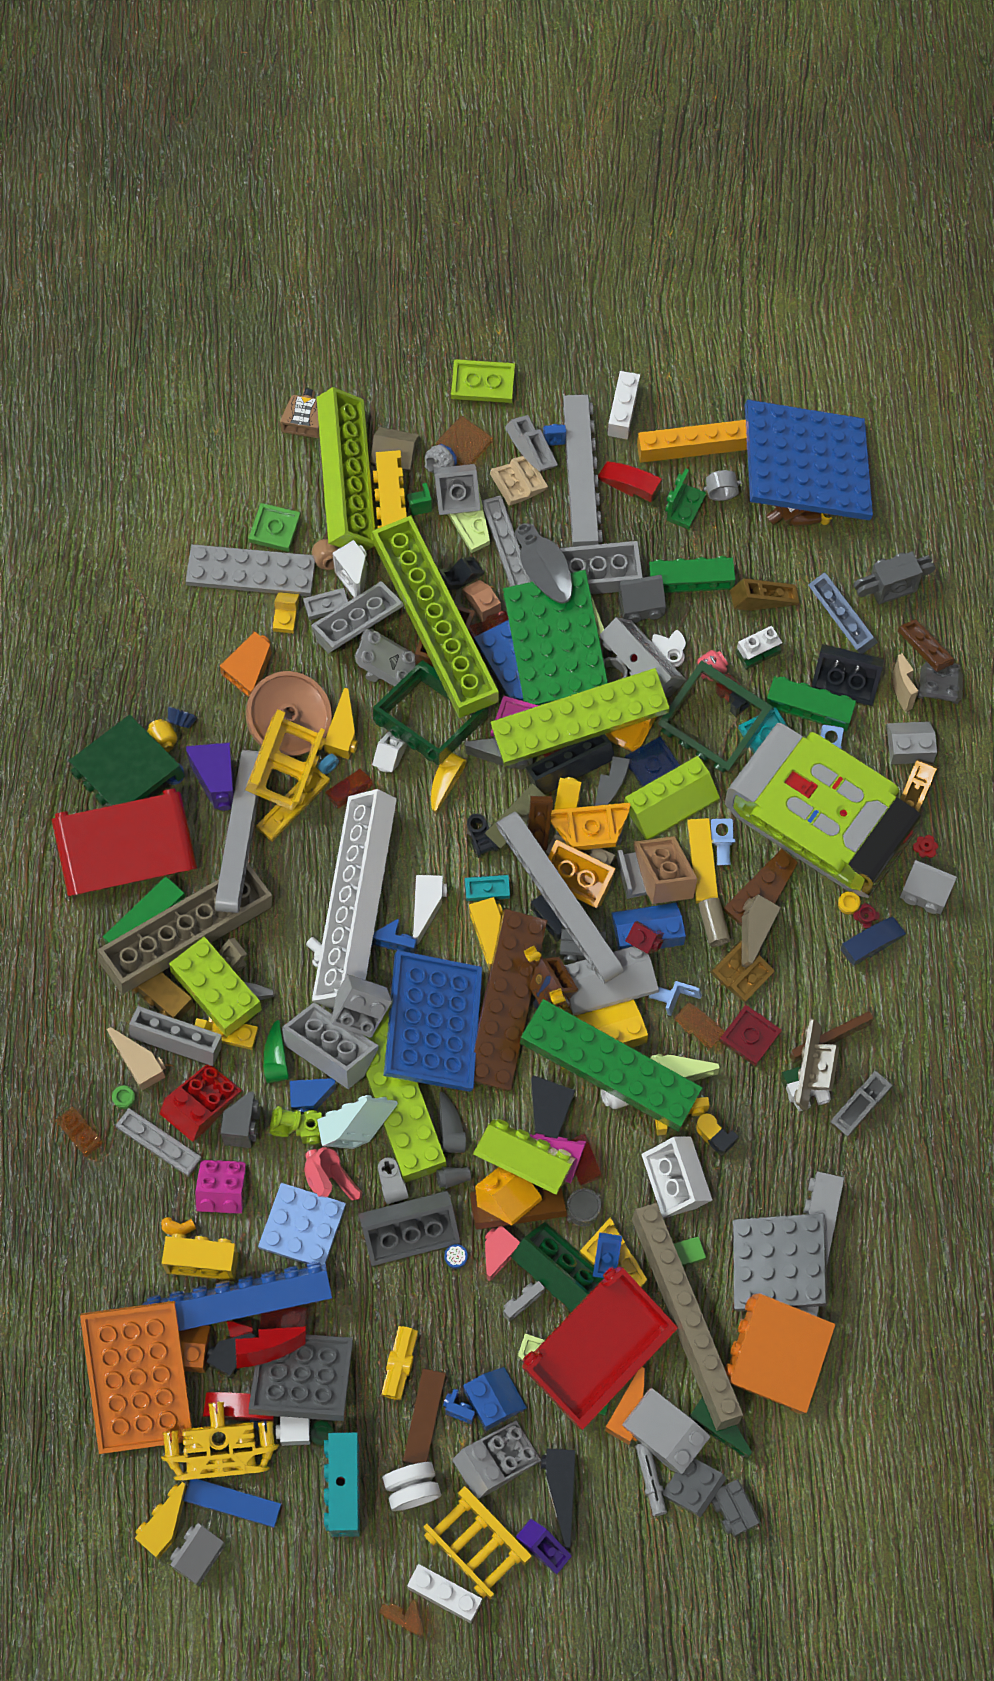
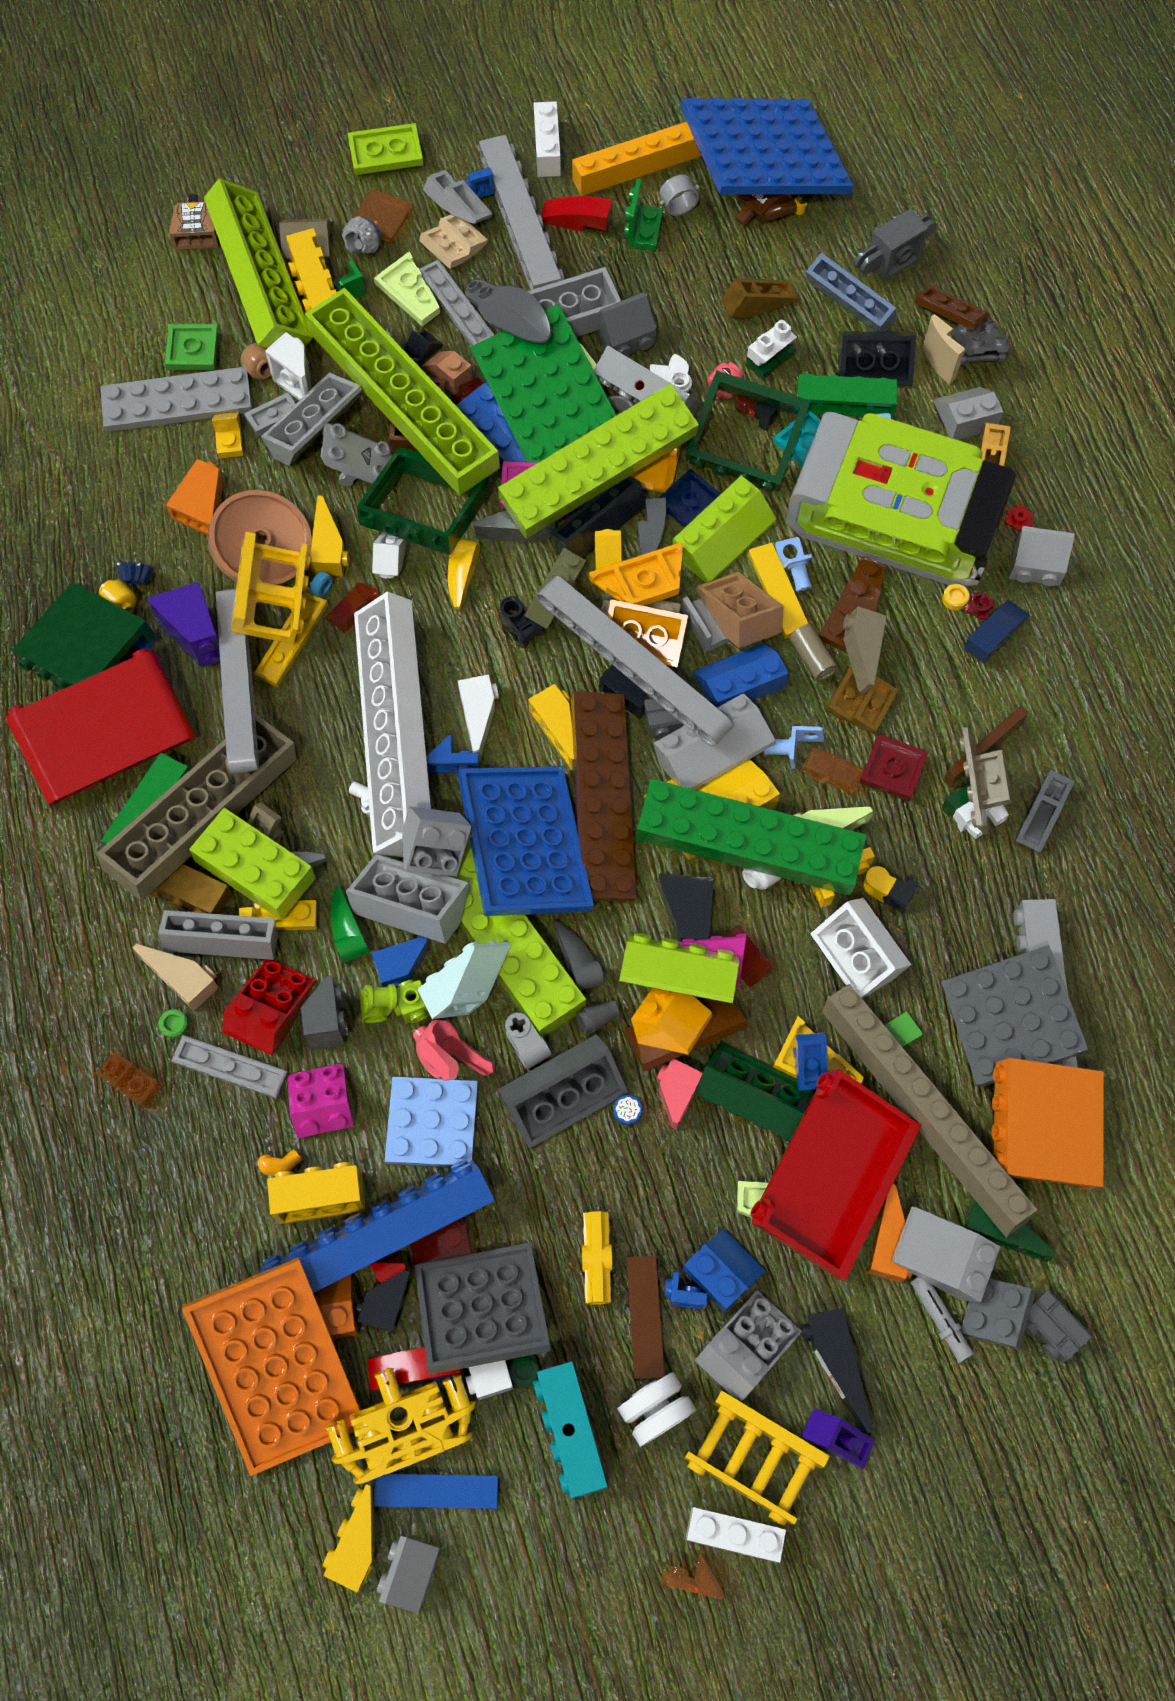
camera: 15 degrees left, 0 degrees up
(269, 1345) = (431, 1281): red slope -> none
(457, 489) = (388, 259): light grey slope -> none
(487, 887) = (541, 676): teal plate -> none
(530, 1294) = (717, 1151): light grey plate -> none
(540, 818) = (584, 575): reddish brown tile -> none
(550, 980) = (648, 758): reddish brown torso -> none
(583, 1207) = (763, 1012): piece -> none
(645, 938) = (744, 684): dark red bracket -> none
(694, 574) = (680, 291): green brick -> none

